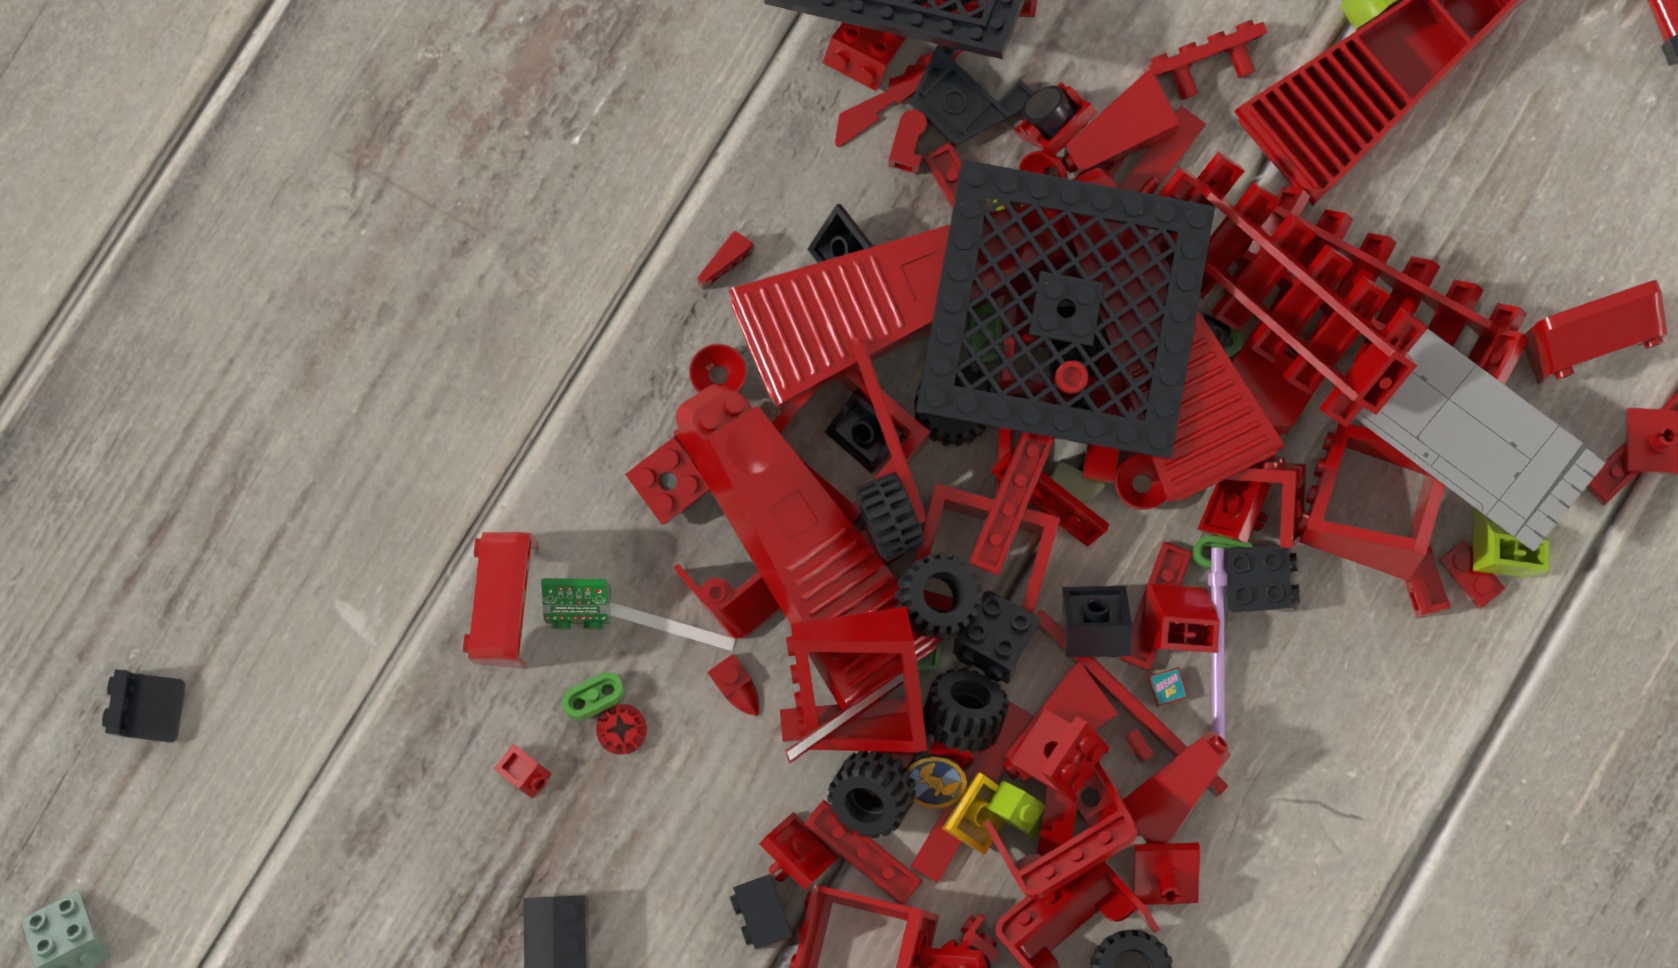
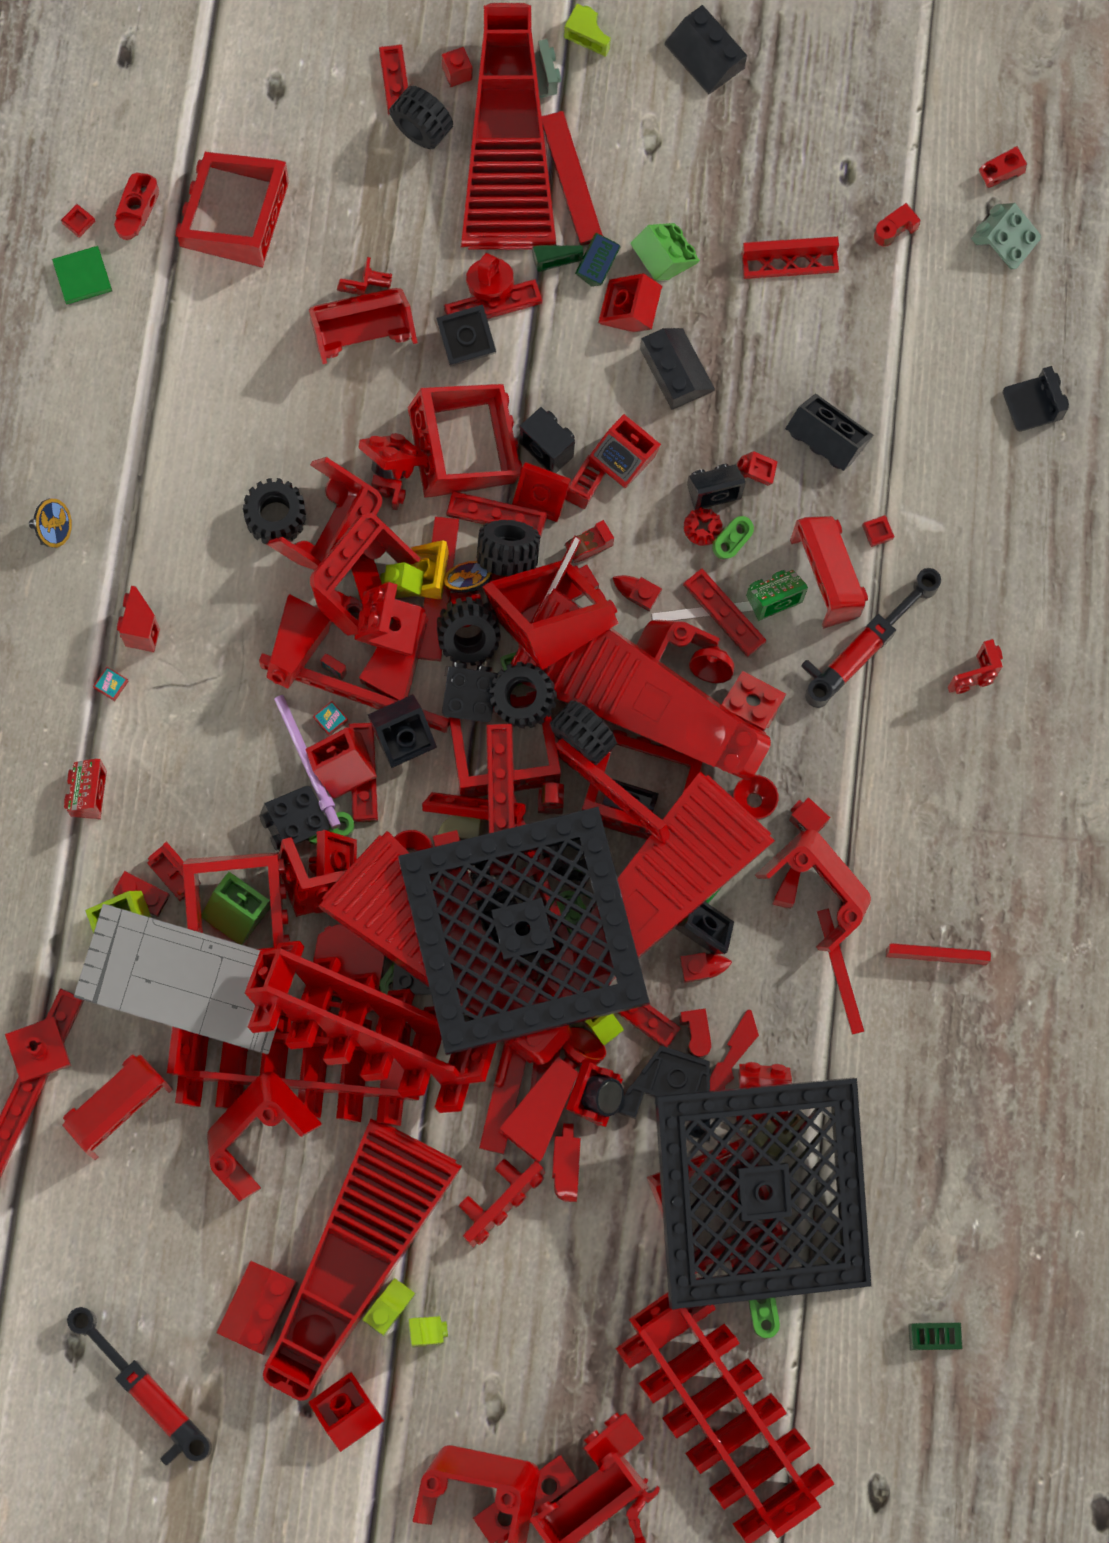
camera: 150 degrees right, 5 degrees down
(368, 406) = (990, 664): none -> red bracket
(412, 778) = (828, 432): none -> black slope
(415, 631) = (878, 531): none -> red tile
(483, 503) = (865, 645): none -> black piece
(583, 768) = (715, 486): none -> black slope
(597, 109) = (938, 954): none -> red tile
(646, 612) = (724, 612): none -> red tile
(667, 324) = (808, 816): none -> red brick
(674, 859) = (624, 451): none -> red slope
(688, 271) = (809, 851): none -> red windscreen
(692, 550) = (709, 668): none -> red piece
(713, 145) = (841, 975): none -> red sticker
(756, 832) = (578, 494): none -> red slope
(766, 767) = (593, 541): none -> red leg
(870, 214) = (703, 966): none -> red plate
(954, 472) = (551, 798): none -> red leg
(1071, 377) = (496, 876): red tile -> none
(1119, 61) = (566, 1164): none -> red piece
(1166, 873) = (277, 584): red tile -> none
(1351, 896) = (138, 625): none -> red slope
(1371, 501) = (235, 908): none -> bright green slope
(1411, 843) = (110, 684): none -> tile
(1434, 256) = (268, 1101): none -> red windscreen
(1491, 720) = (86, 789): none -> red slope
(1520, 59) = (257, 1307): none -> red slope

